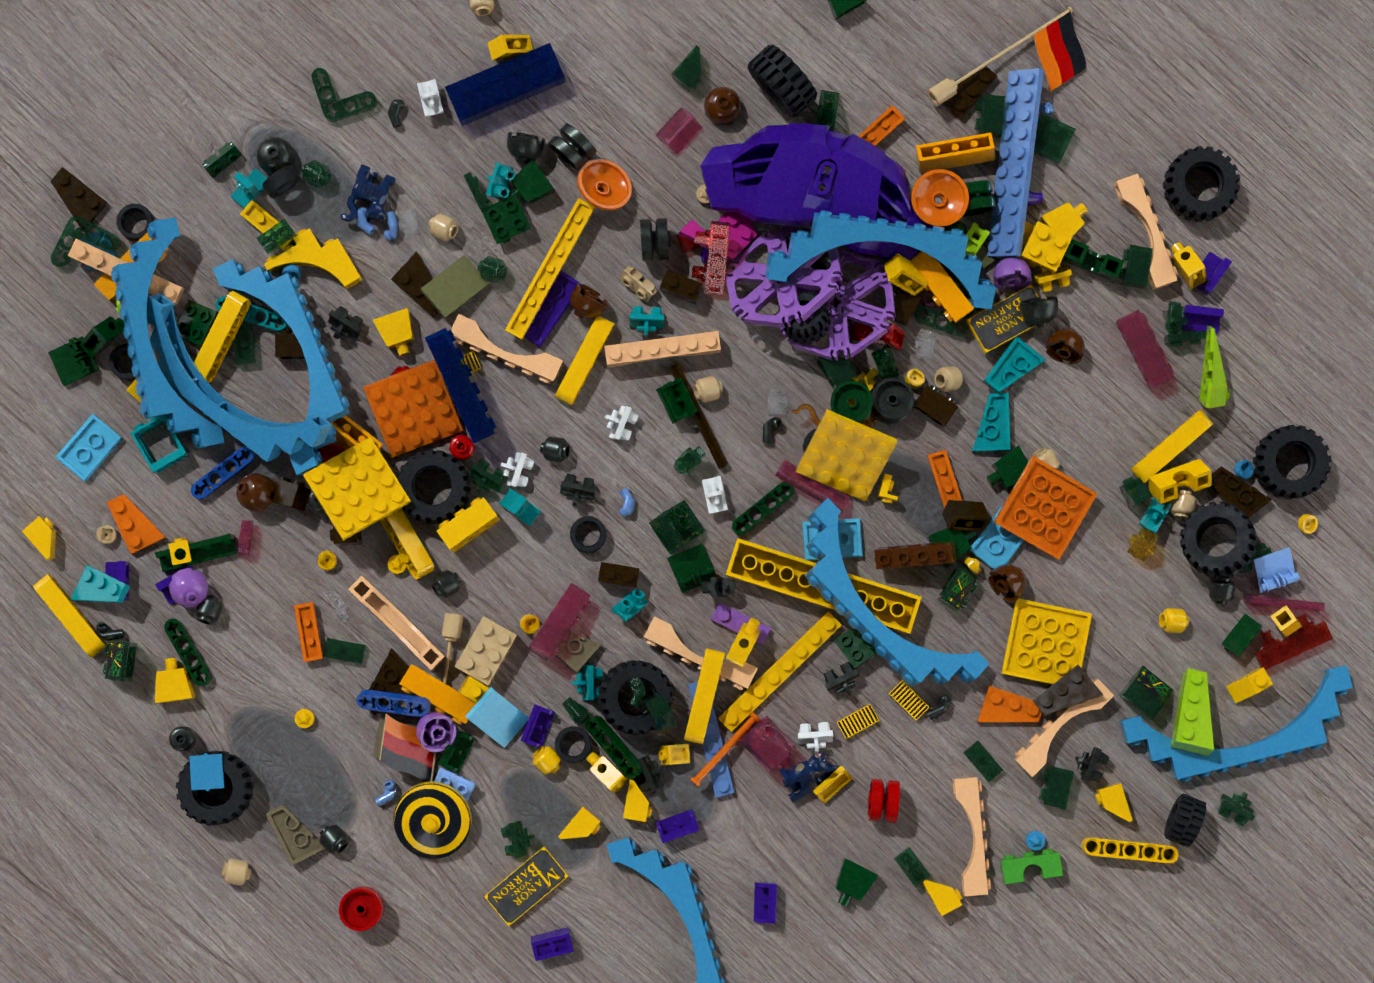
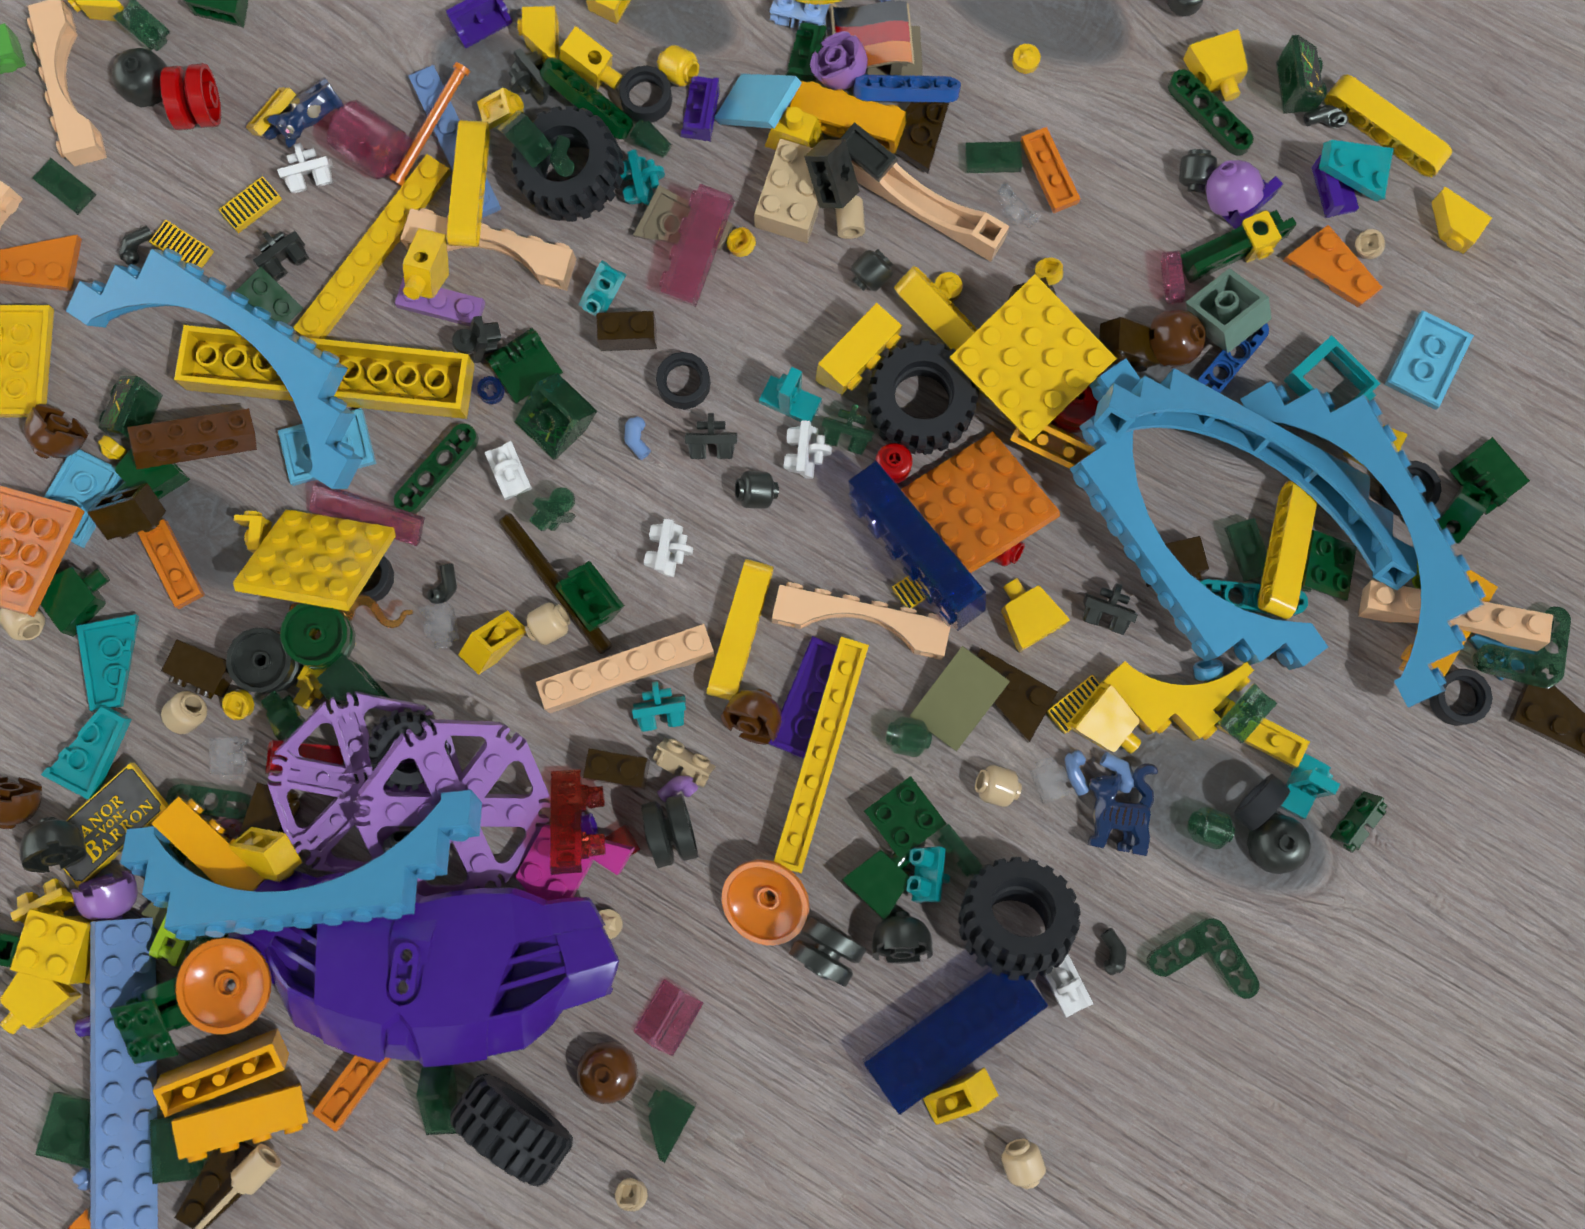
camera: 170 degrees right, 5 degrees down
(216, 503) = (1230, 309): none -> sand green brick
(365, 252) = (1106, 720): none -> yellow torso
(379, 269) = (1067, 707): none -> tile
(429, 151) = (1038, 889): none -> black tyre
(432, 659) = (868, 152): none -> pearl dark grey tile
(458, 647) = (832, 173): none -> pearl dark grey brick
(643, 269) = (678, 784): none -> medium lavender arm
(712, 558) = (497, 397): none -> clear blue bush
(721, 32) = (631, 1194): none -> tan tile
(745, 384) = (491, 642): none -> yellow slope
(918, 830) = (138, 76): none -> pearl dark grey cylinder
(946, 121) = (240, 1121): none -> light orange brick
(994, 184) = (143, 1030): none -> dark green hinge

